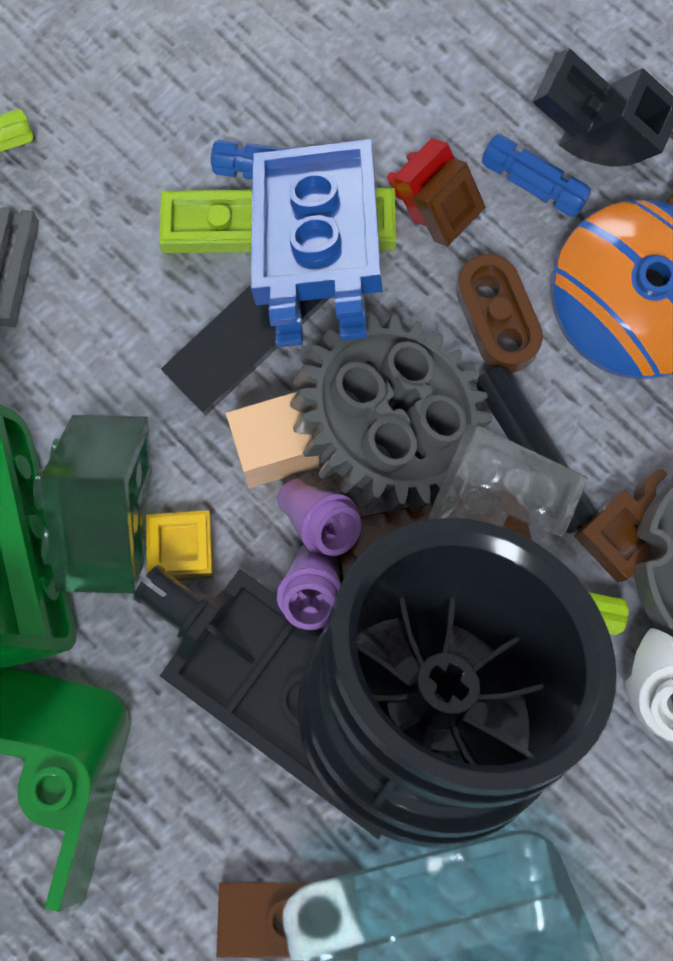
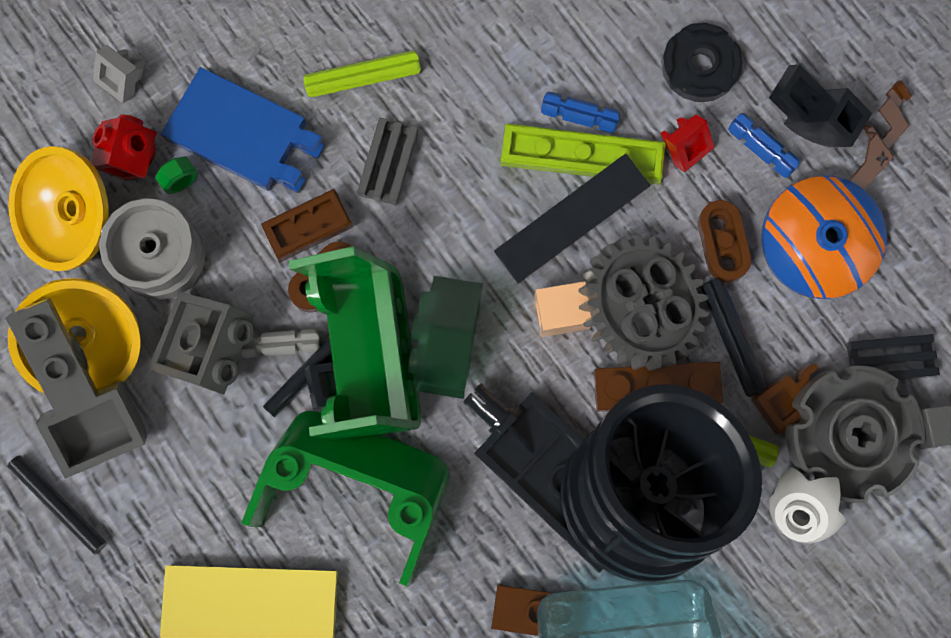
camera: 10 degrees right, 5 degrees up
(181, 543) = (493, 369): yellow tile -> none
(308, 590) = (577, 411): medium lavender cone -> none
(315, 234) = (609, 174): tile -> none
(322, 518) = (589, 367): medium lavender cone -> none
(427, 106) = (695, 83): none -> black tile
(449, 202) = (702, 159): reddish brown tile -> none
(501, 478) = (709, 358): clear plate -> none

